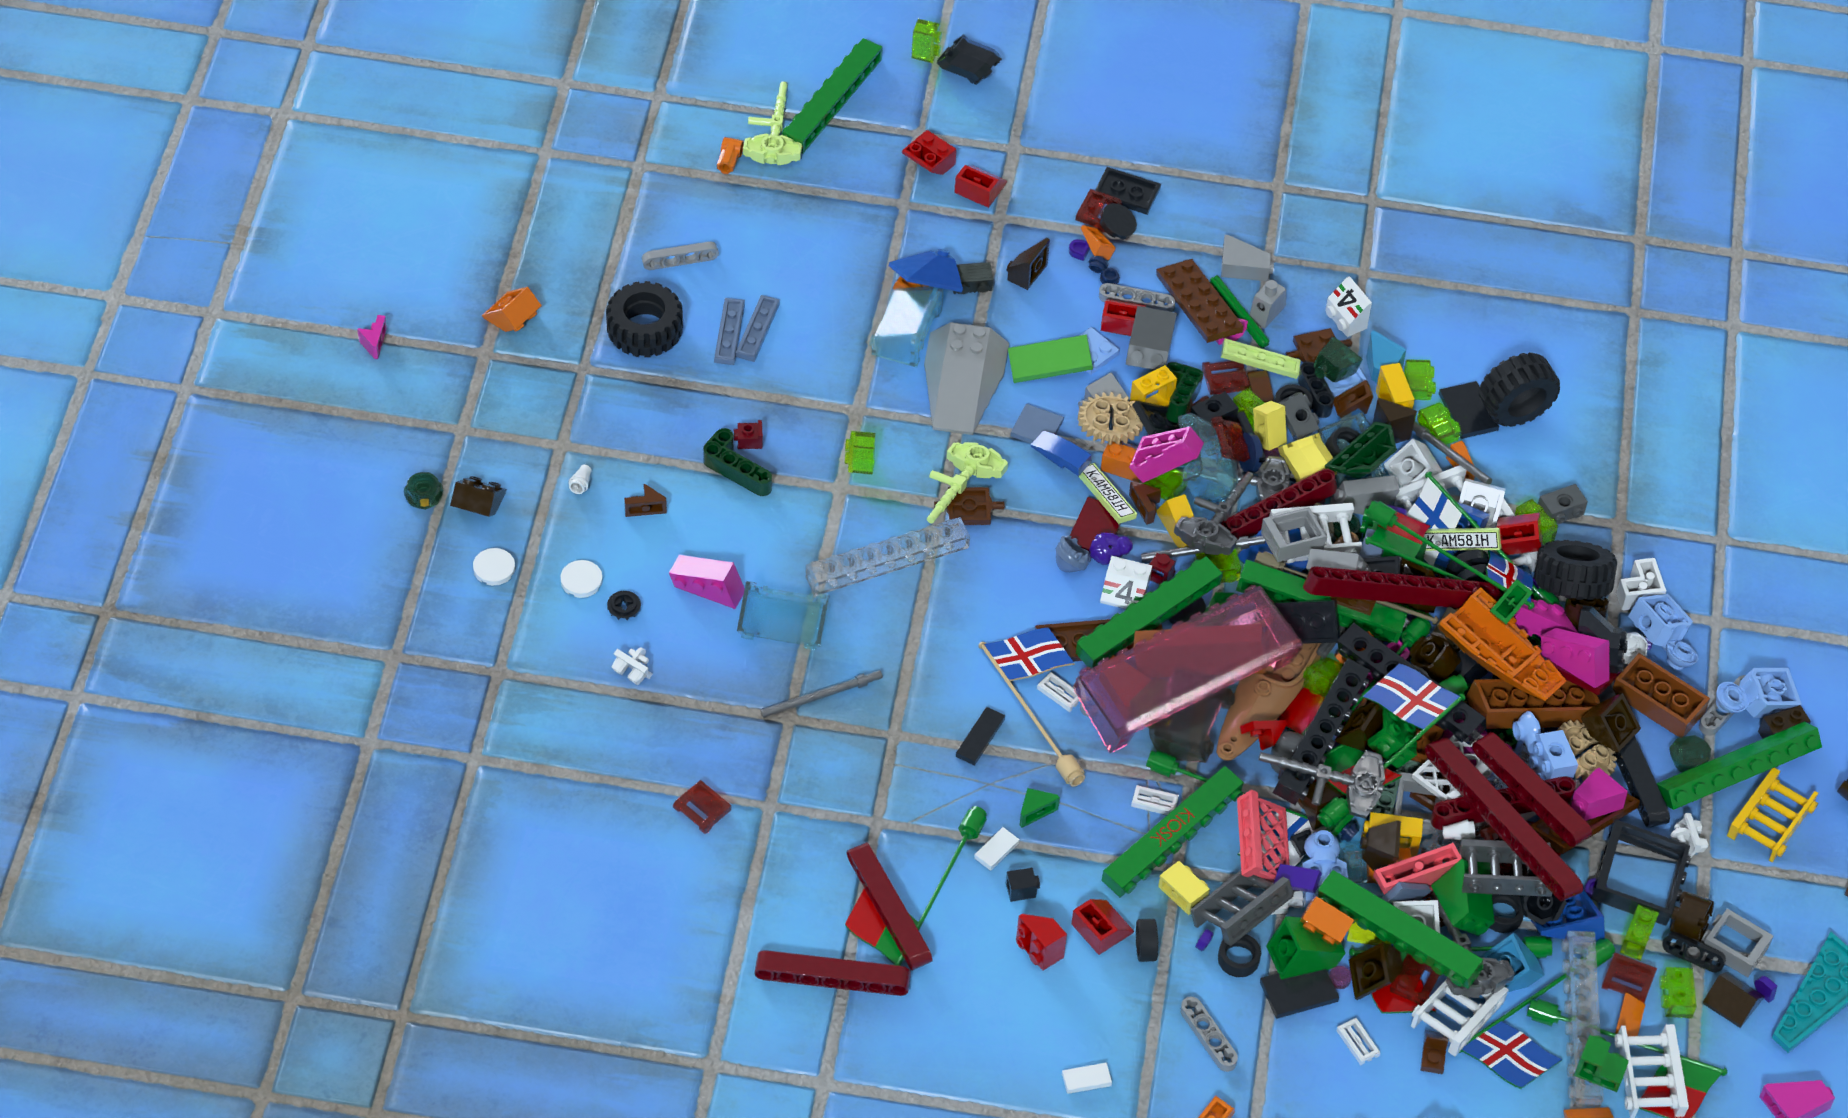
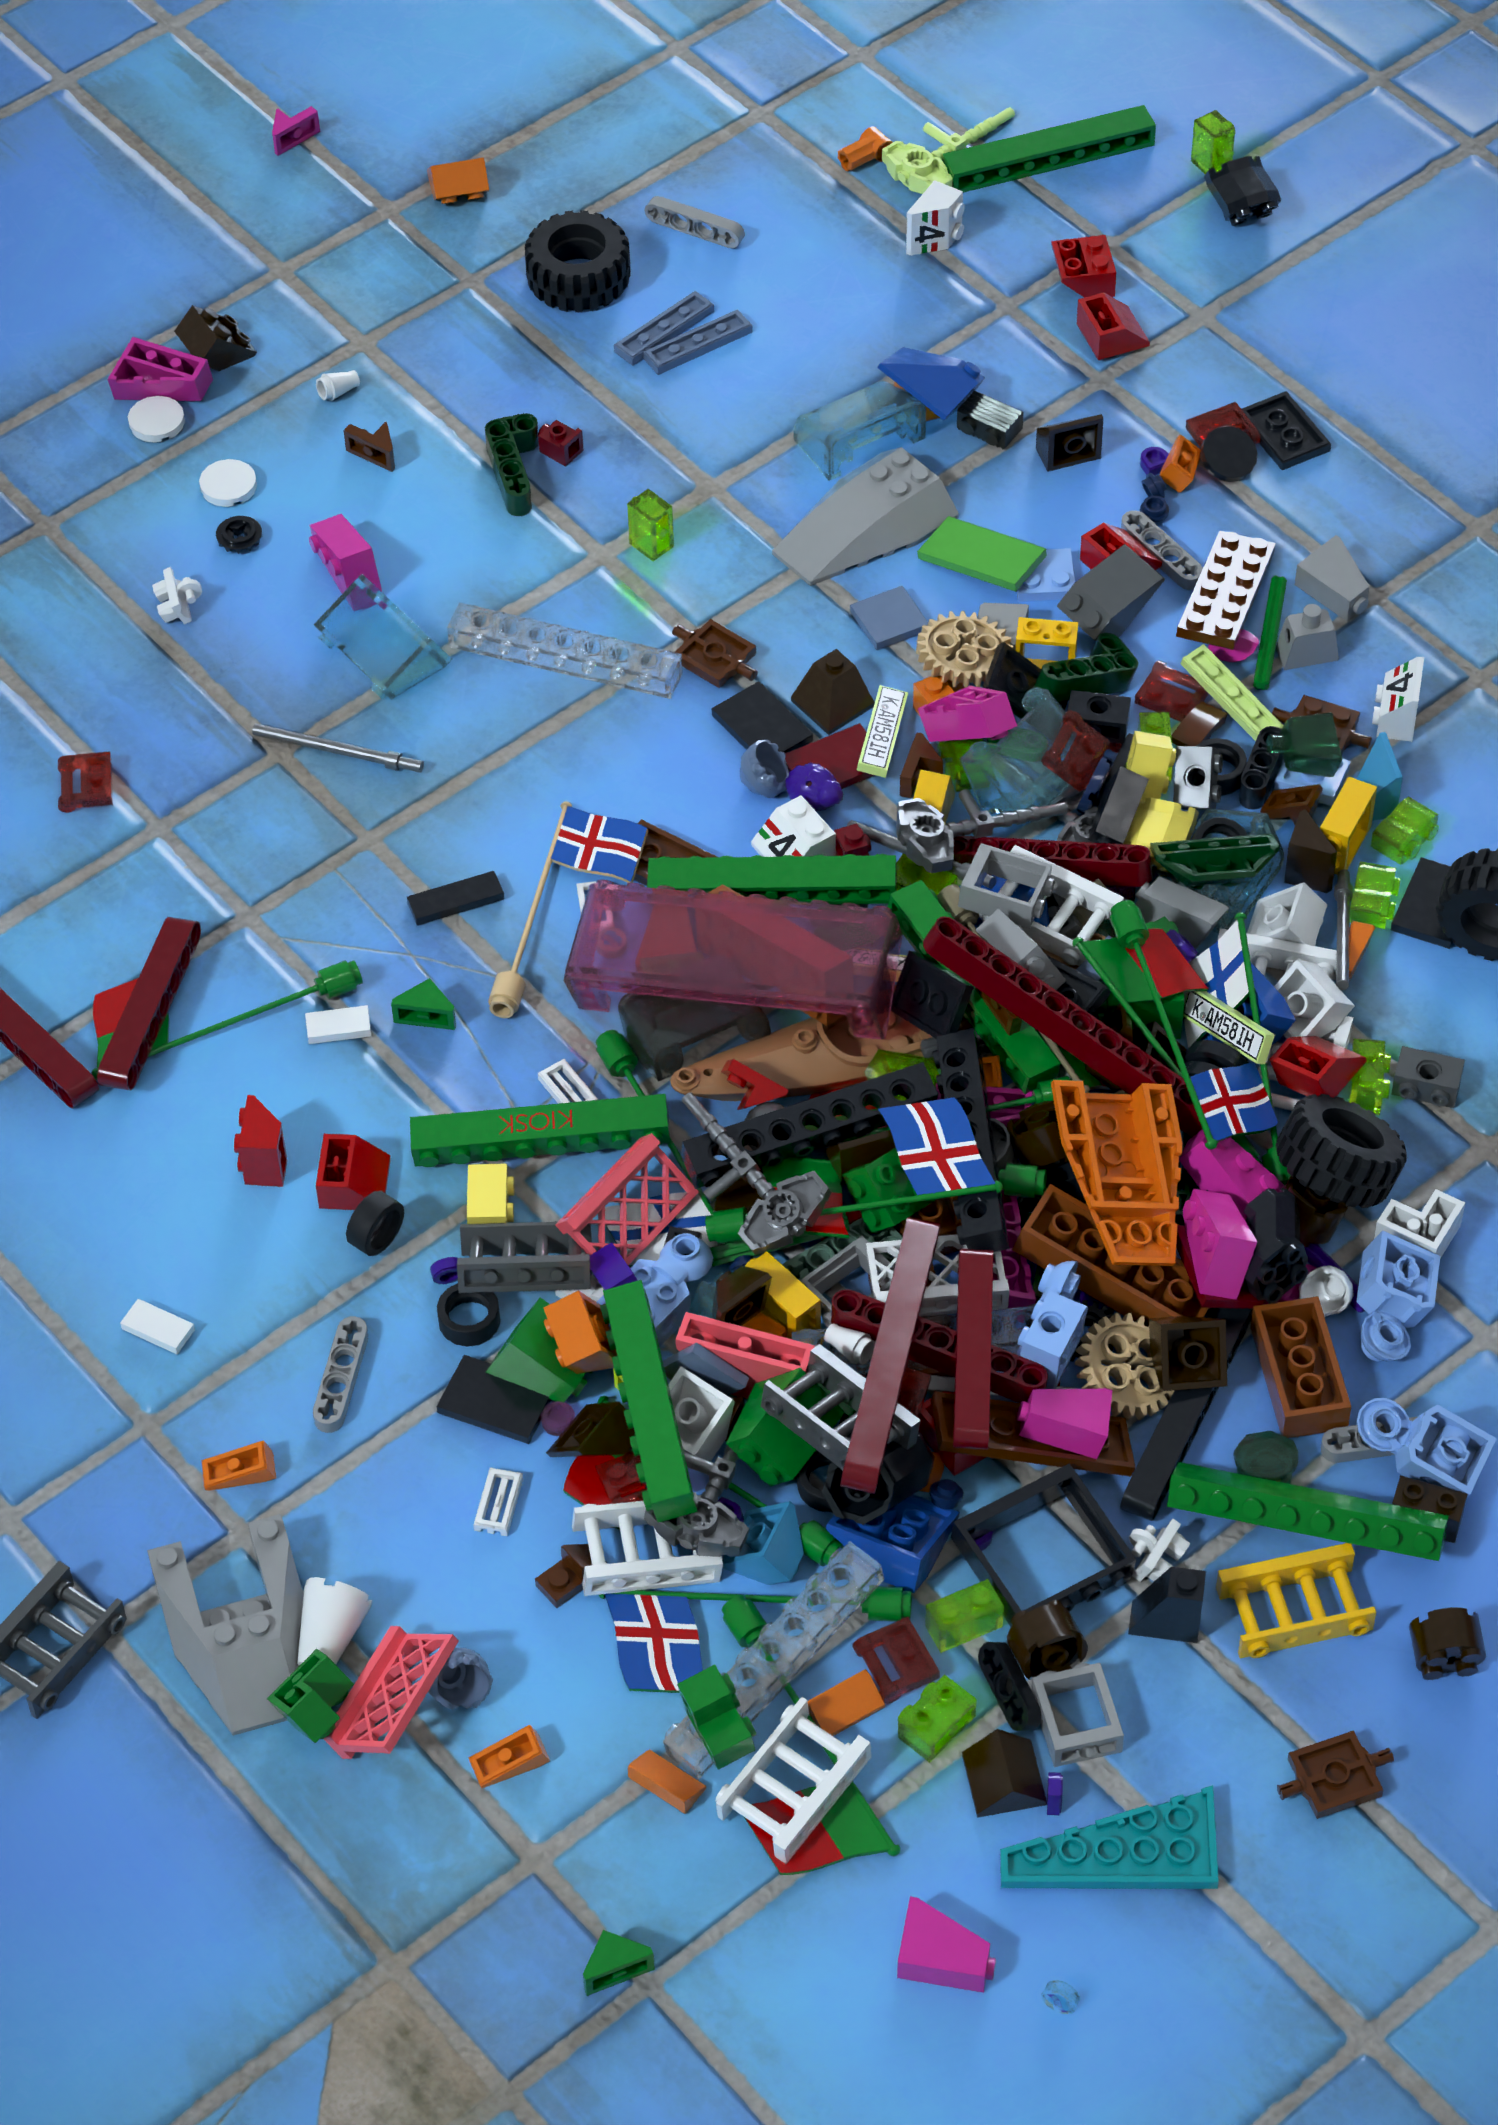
camera: 45 degrees right, 0 degrees up
(423, 490) = (170, 303): clear green hat -> none
(472, 535) = (159, 371): none -> dark pink wedge
(822, 173) = (935, 220): none -> white slope
(971, 460) = (768, 604): yellowish green bar -> none
(1022, 884) = (316, 1076): black brick -> none
(1034, 530) = (759, 715): none -> black tile
(1056, 488) = (832, 692): none -> dark brown slope
(1062, 452) = (877, 658): blue slope -> none
(1285, 457) = (1117, 807): none -> black slope
(1511, 601) = (1182, 1123): green slope -> none
(1729, 857) = (1170, 1606): none -> black slope

